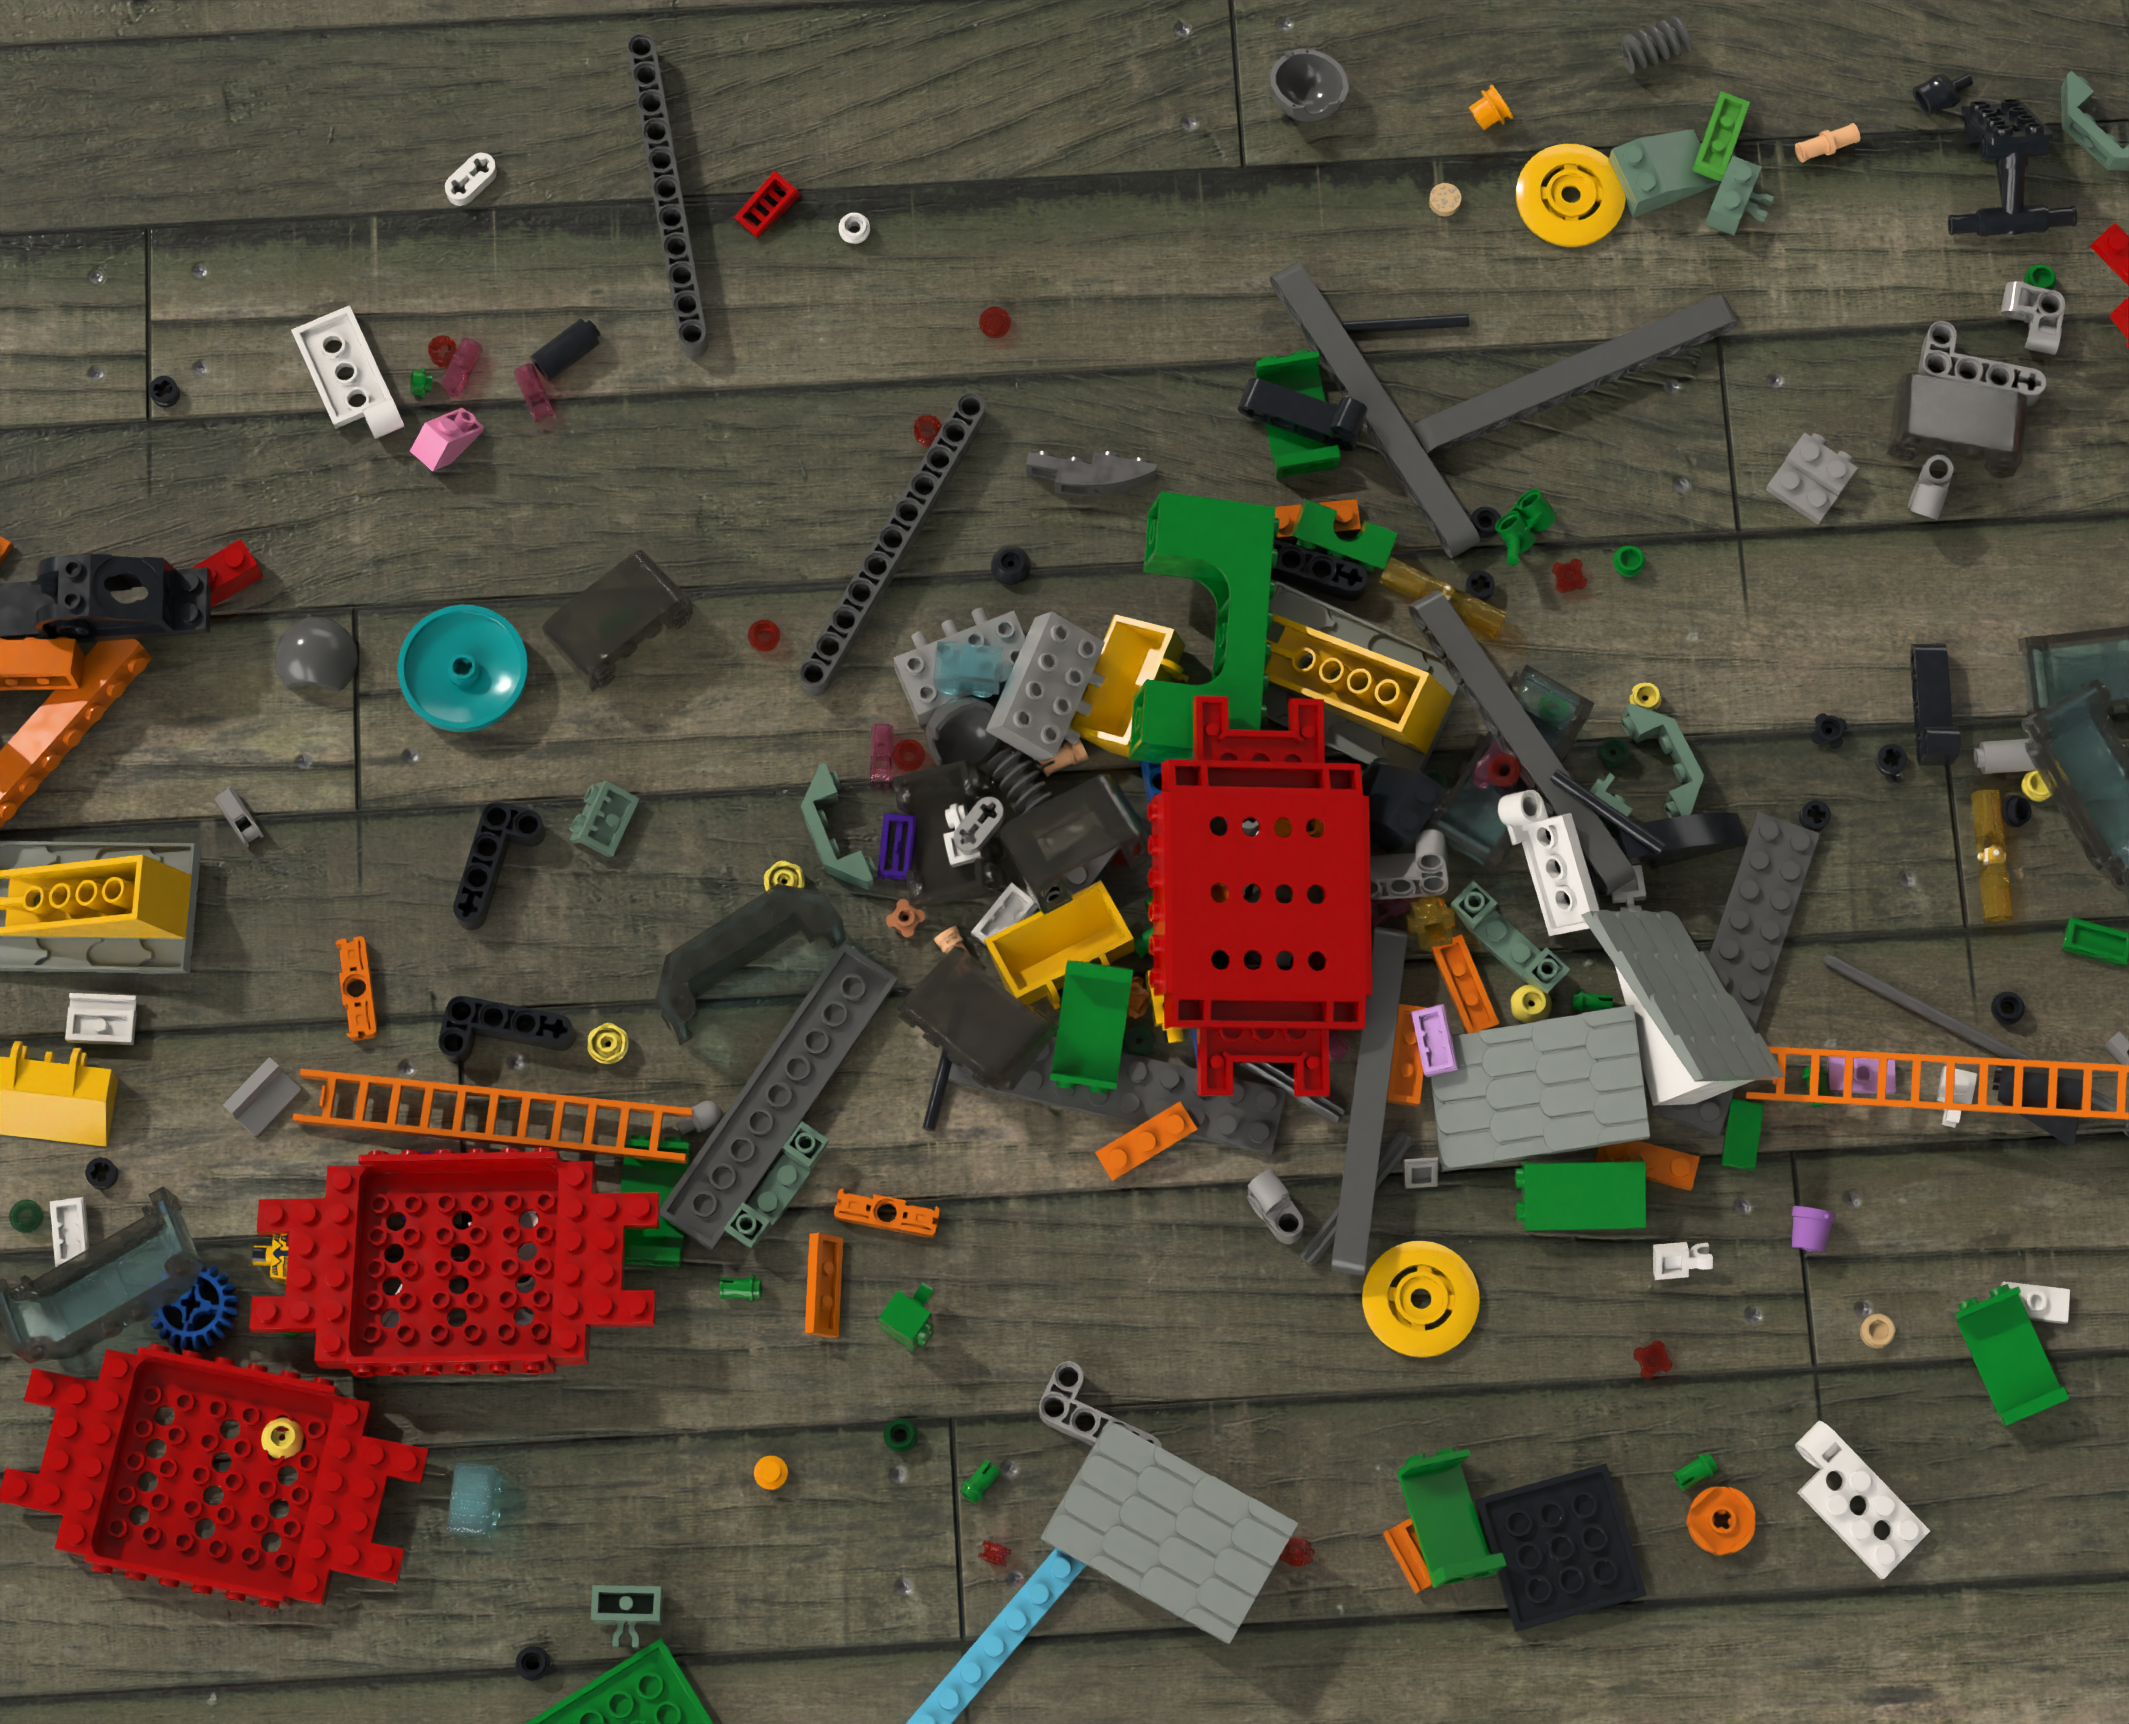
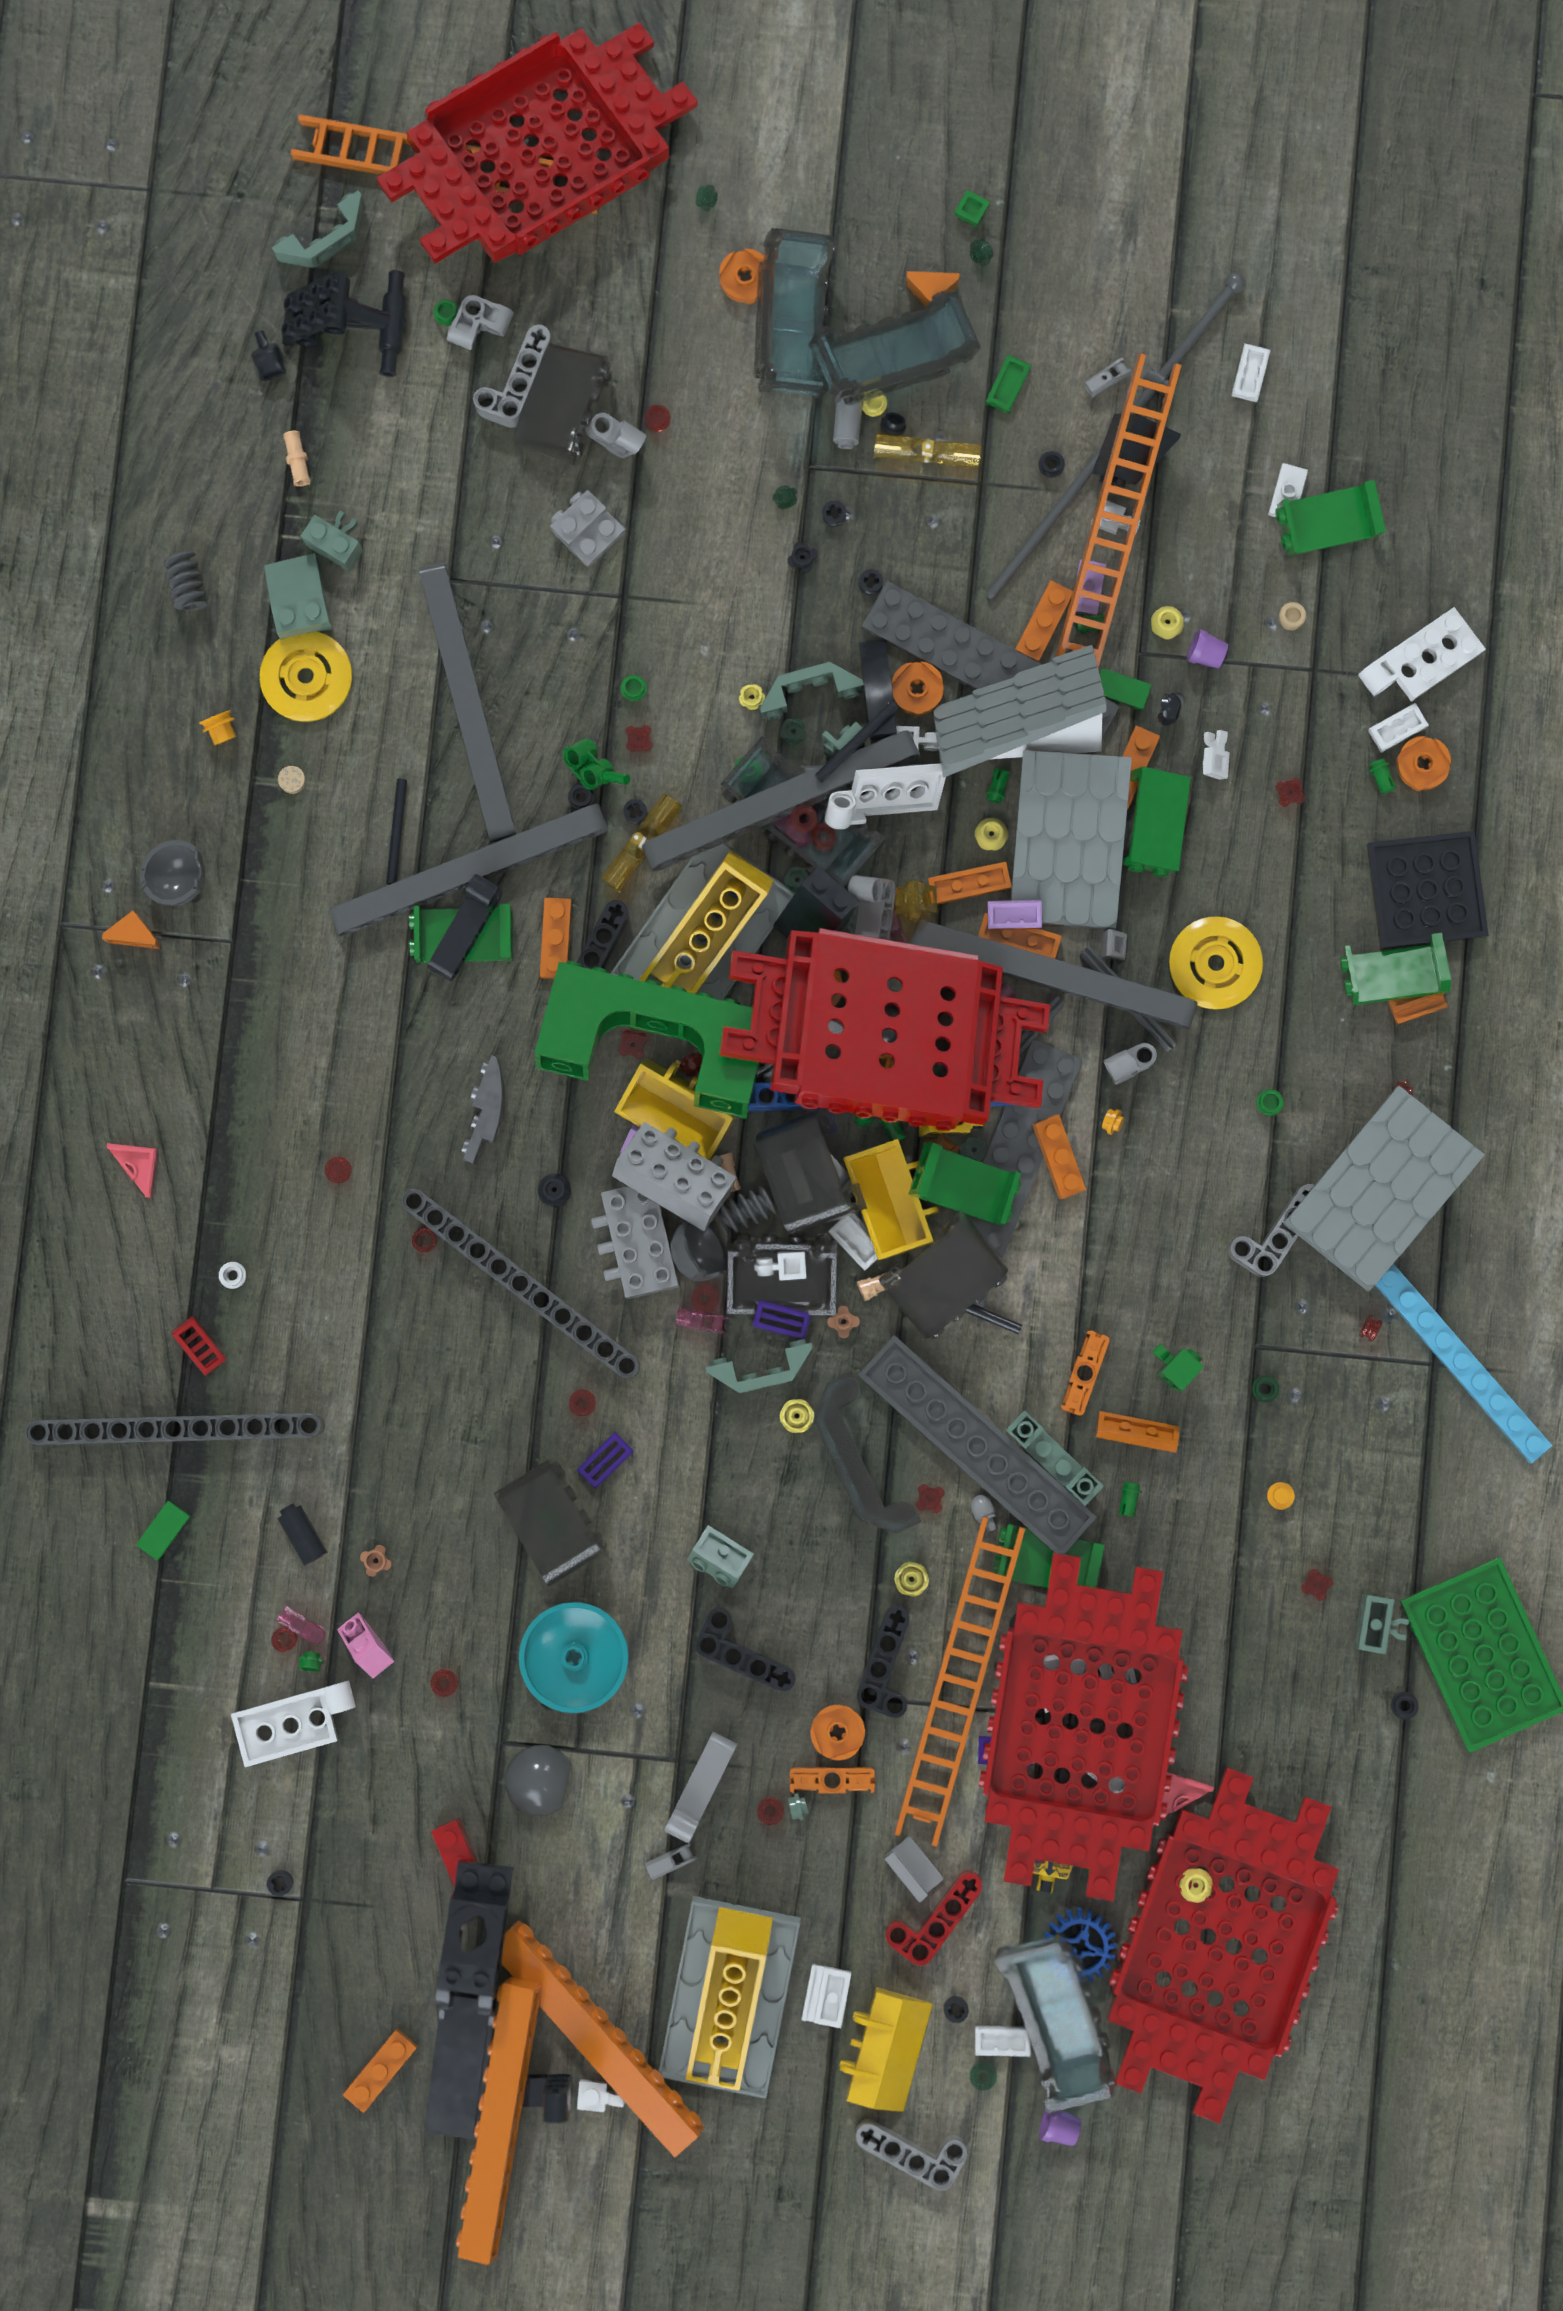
camera: 75 degrees left, 10 degrees up
(211, 1135) = (938, 1914): none -> red beam
(307, 914) = (770, 1820): none -> clear red plate
(319, 951) = (798, 1807): none -> sand green plate
(326, 836) = (700, 1787): none -> light grey beam
(392, 1400) = (1183, 1792): none -> coral tile
(415, 524) = (435, 1683): none -> clear red plate
(431, 993) = (851, 1739): none -> orange plate
(473, 181) = (125, 1599): white beam -> none
(474, 1500) = (1270, 1736): clear light blue brick -> none
(533, 390) = (331, 1567): clear pink bar -> none
(544, 427) = (383, 1562): none -> nougat plate
(550, 202) = (163, 1530): none -> green tile
(670, 1542) = (1309, 1585): none -> clear red plate
(715, 1057) = (933, 1505): none -> clear red plate
(721, 688) = (622, 1444): none -> dark purple tile
(966, 107) = (138, 1164): none -> coral tile
(968, 668) = (650, 1237): clear light blue brick -> none
(973, 821) = (785, 1244): light grey beam -> none
(980, 1482) = (1313, 1333): green pin -> none
(1201, 1200) = (1113, 1121): none -> light orange plate
(1205, 619) = (627, 1039): none -> clear red plate
(1235, 55) = (132, 932): none -> orange slope
(1257, 1390) = (1269, 1102): none -> green plate
(1369, 547) = (590, 895): green arch -> none
(1485, 810) = (831, 839): none -> clear red bush
(1505, 942) = (941, 841): sand green slope -> none
(1696, 907) = (932, 688): none -> orange plate
(1721, 136) = (277, 543): bright green plate -> none
(1726, 1193) = (1170, 709): none -> black plate
(1760, 1482) = (1398, 727): none -> white plate
(1806, 1027) = (1044, 621): none -> orange plate
(1830, 1185) = (1165, 630): none -> light yellow plate
(1898, 698) = (785, 497): none -> clear green plate
(1935, 735) = (796, 471): black beam -> none
(1964, 537) = (657, 418): none -> clear red plate

